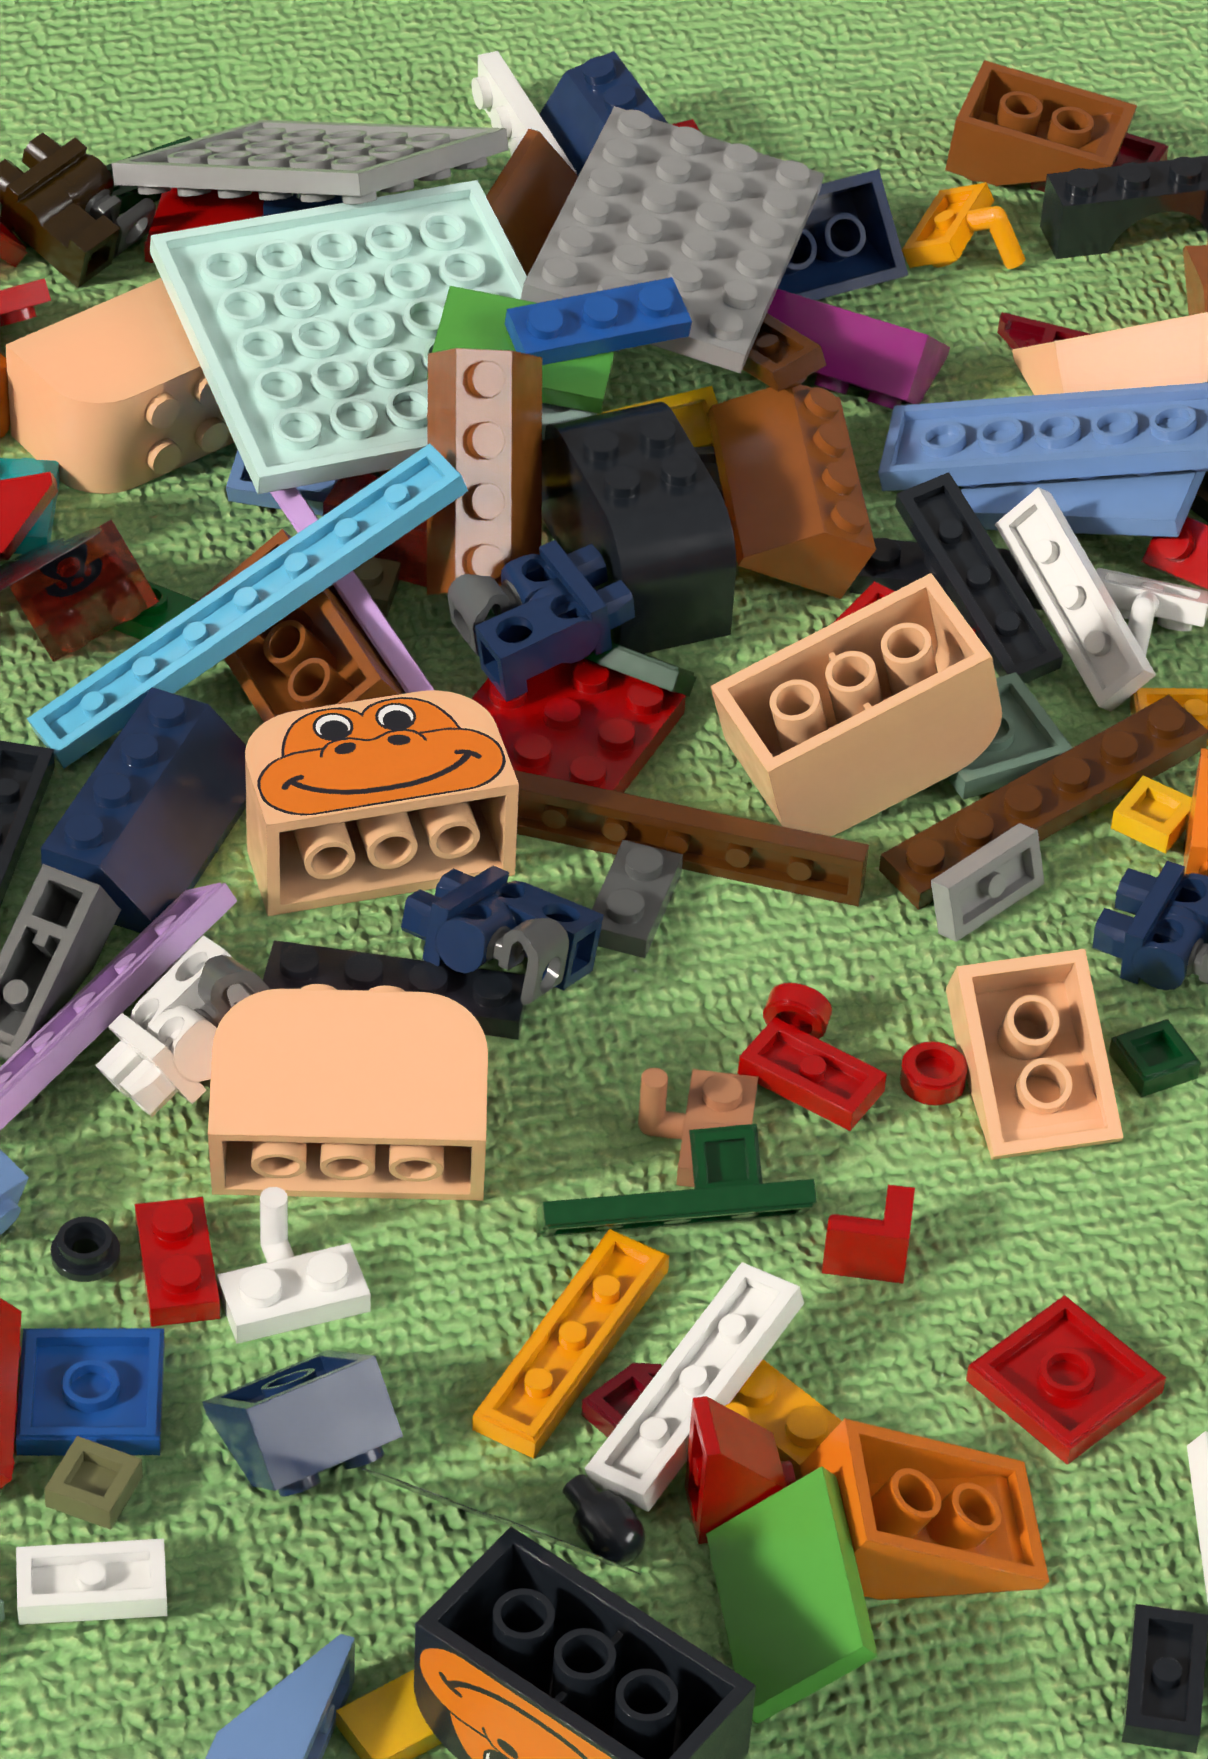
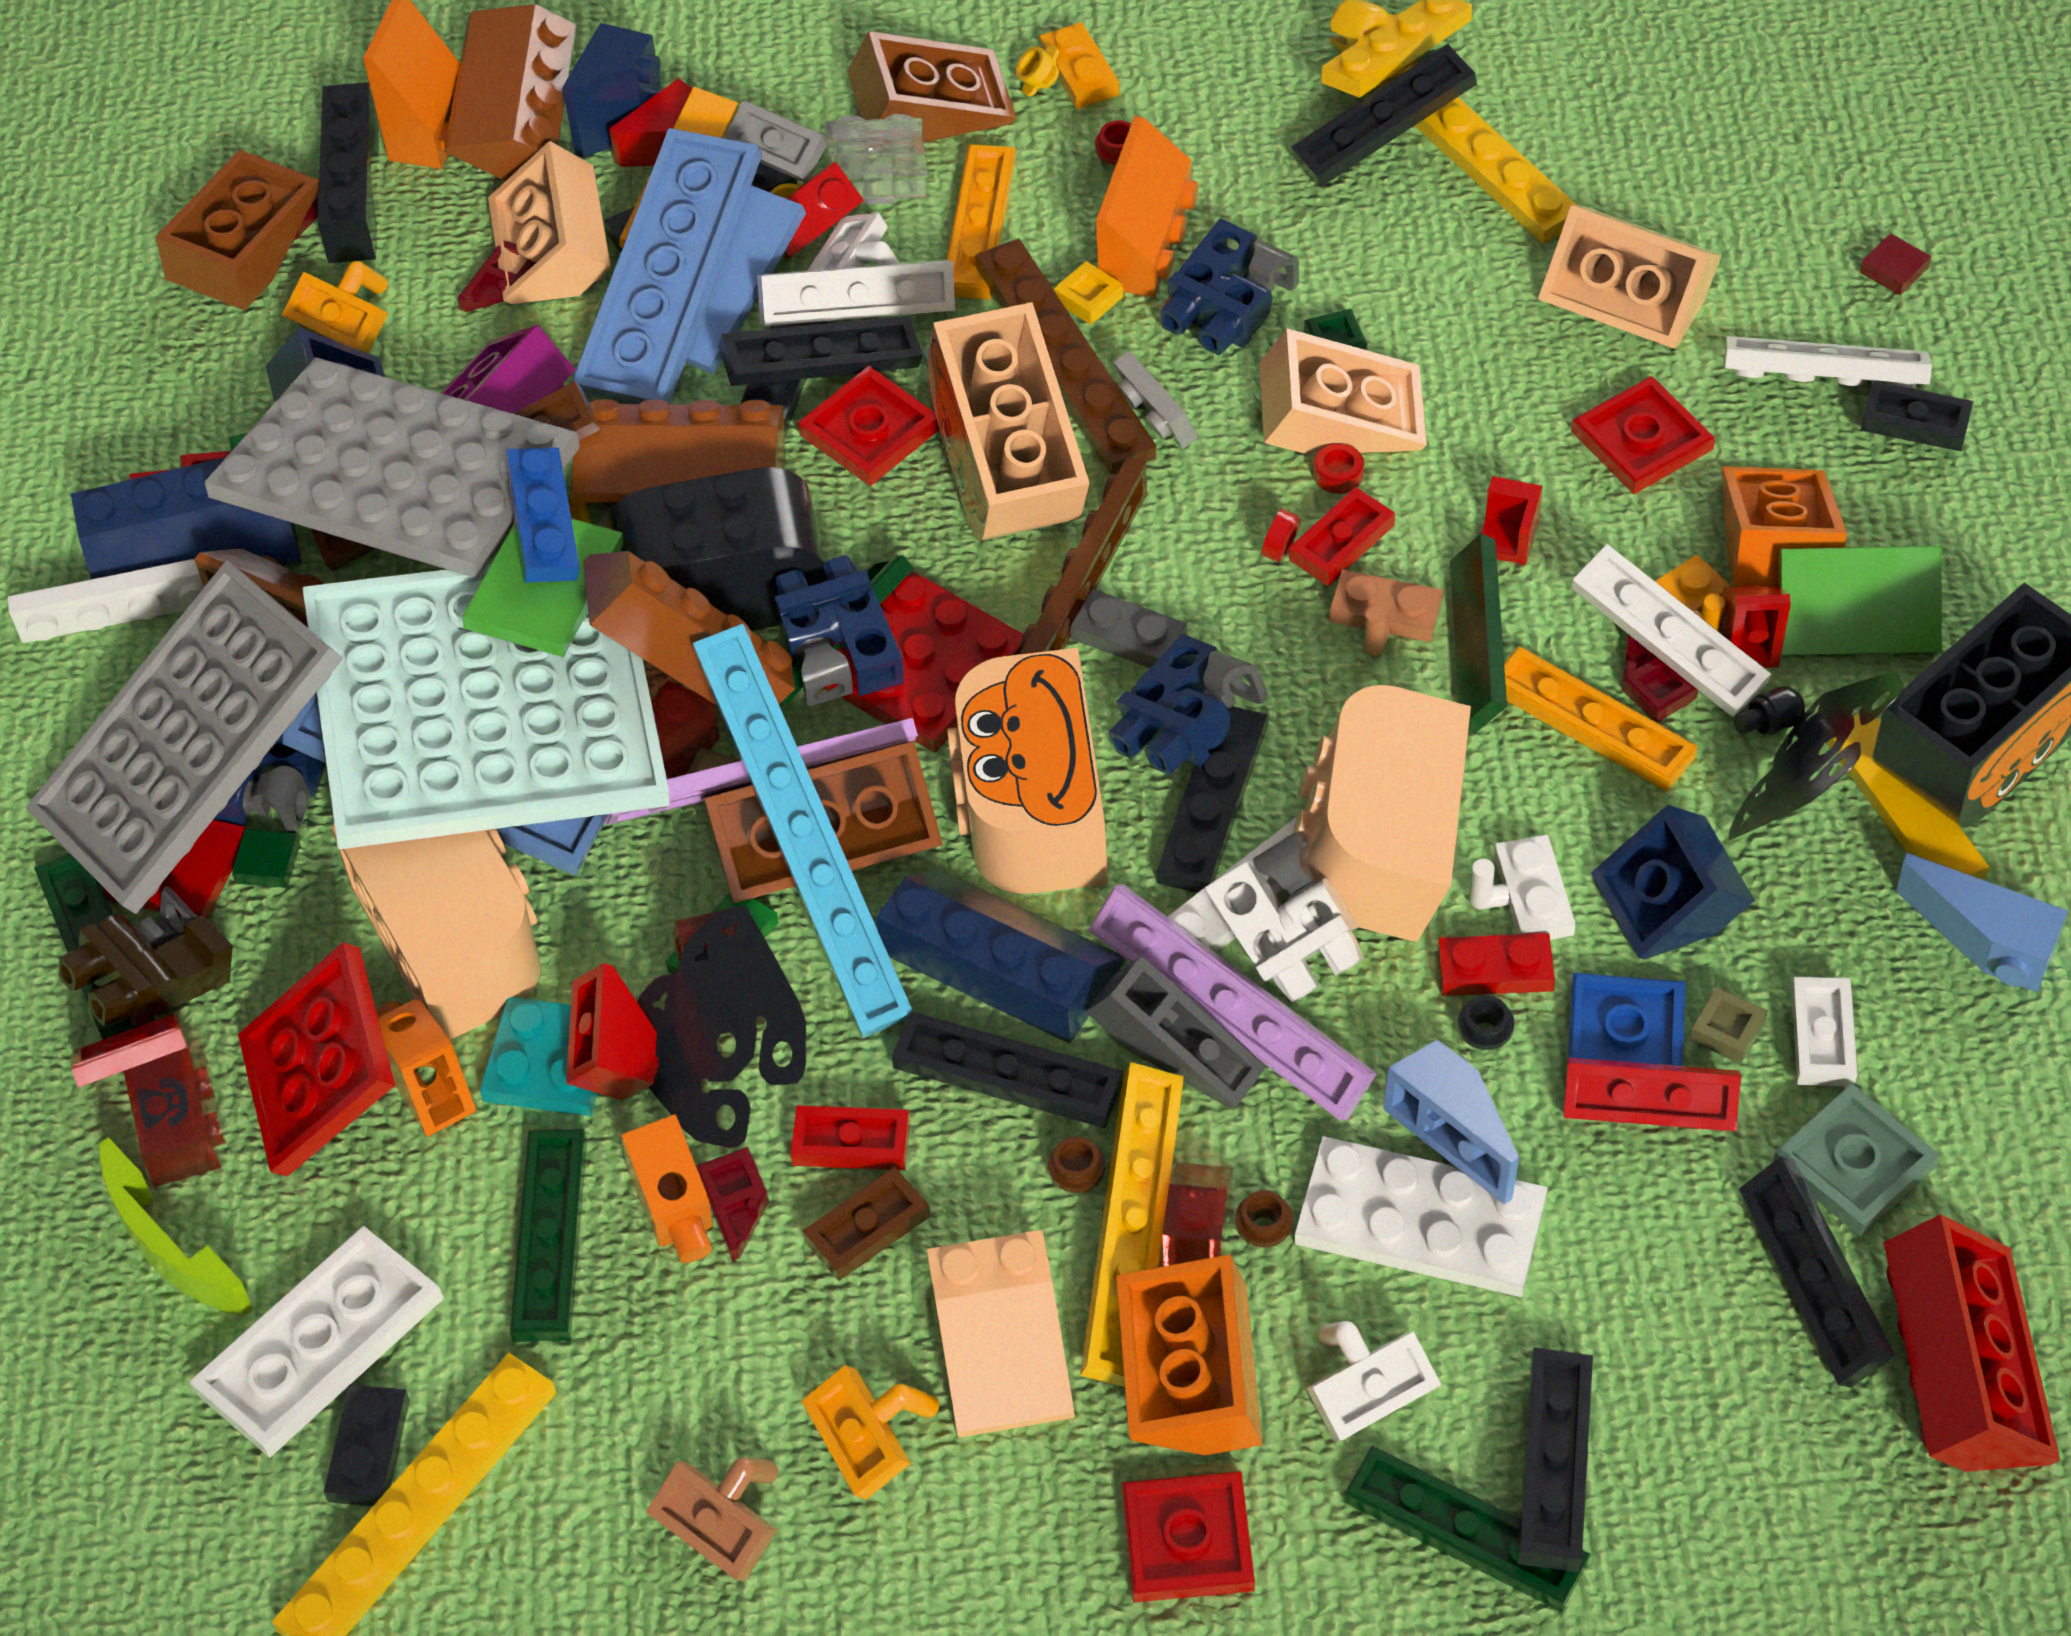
camera: 75 degrees left, 10 degrees up
(725, 1156) = (1439, 592): dark green tile -> none

